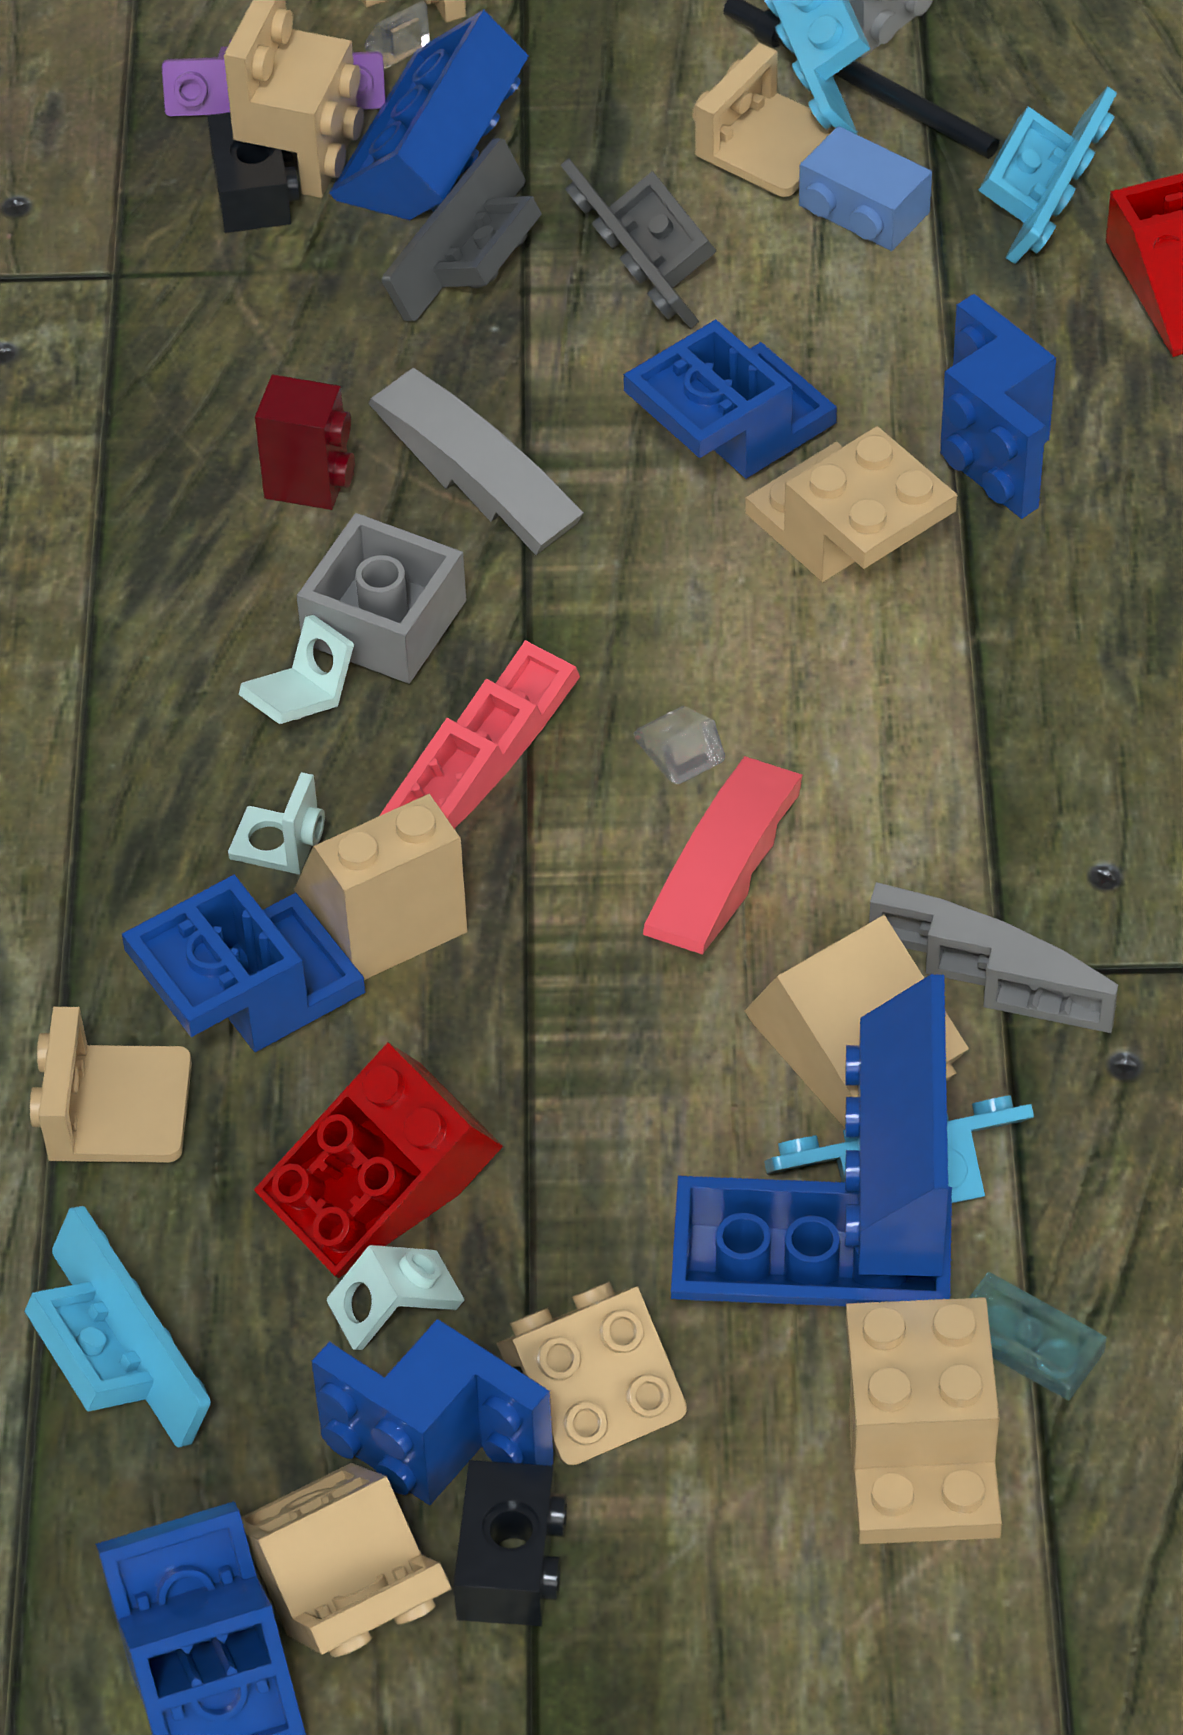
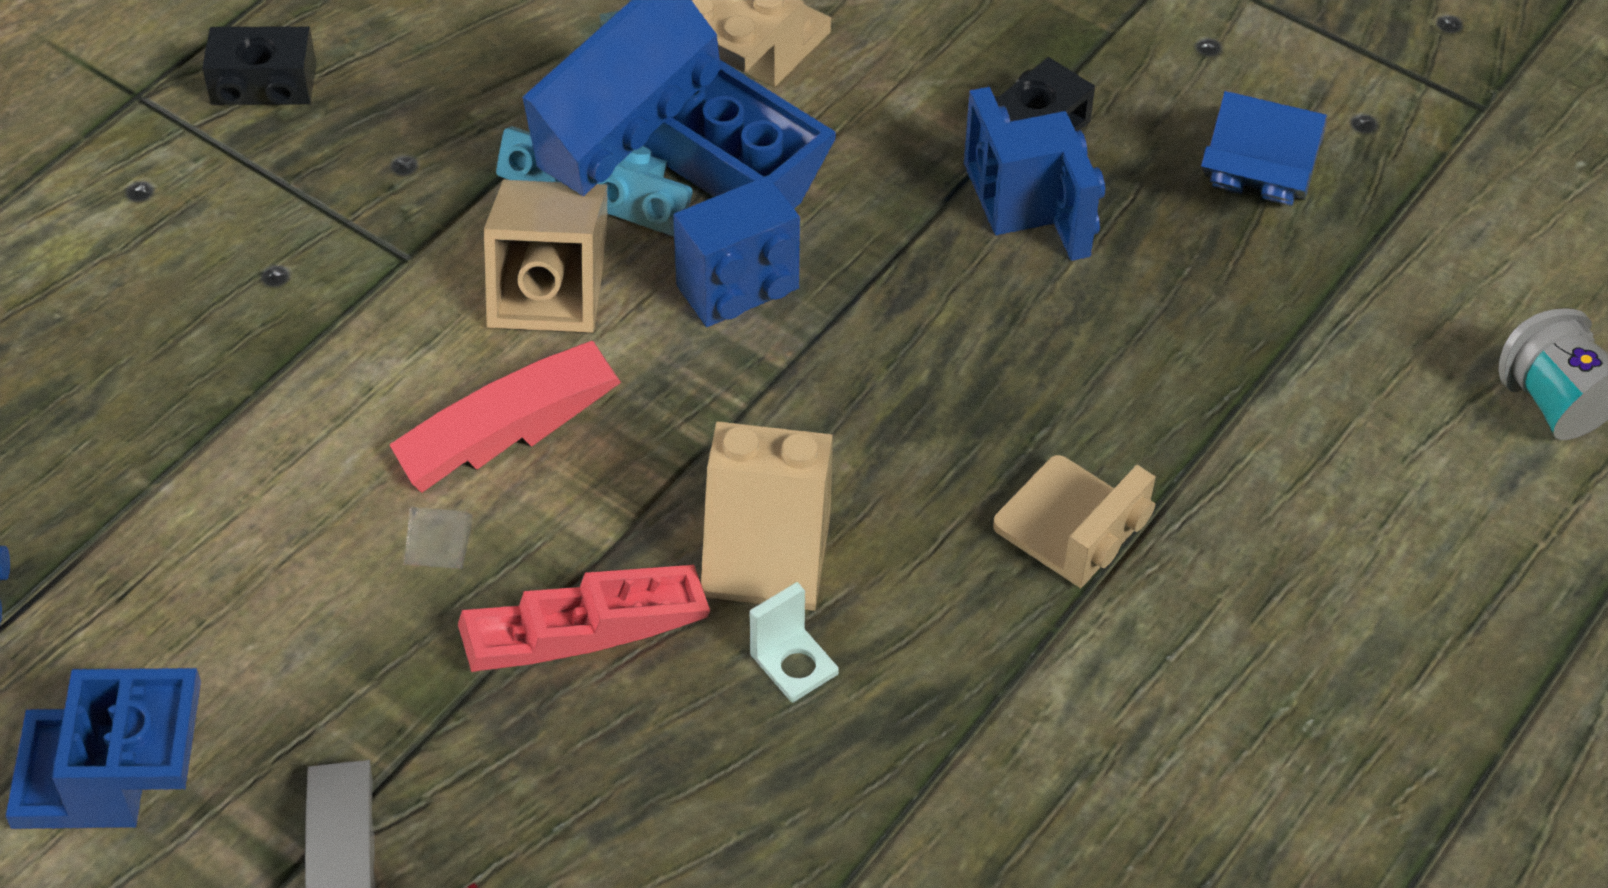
camera: 145 degrees left, 0 degrees up
(110, 1335) = (1196, 363): medium azure bracket -> none
(243, 963) = (932, 508): blue bracket -> none
(305, 686) = (674, 757): light aqua bracket -> none
(341, 1560) = (1151, 141): tan bracket -> none
(377, 1161) = (923, 362): red slope -> none
(385, 595) = (547, 767): light grey brick -> none
(394, 1279) = (979, 276): light aqua bracket -> none
(601, 1371) = (900, 179): tan bracket -> none
(652, 1115) = (737, 251): none -> blue brick
(851, 504) = (124, 588): tan bracket -> none
(1014, 966) = (419, 247): light grey slope -> none

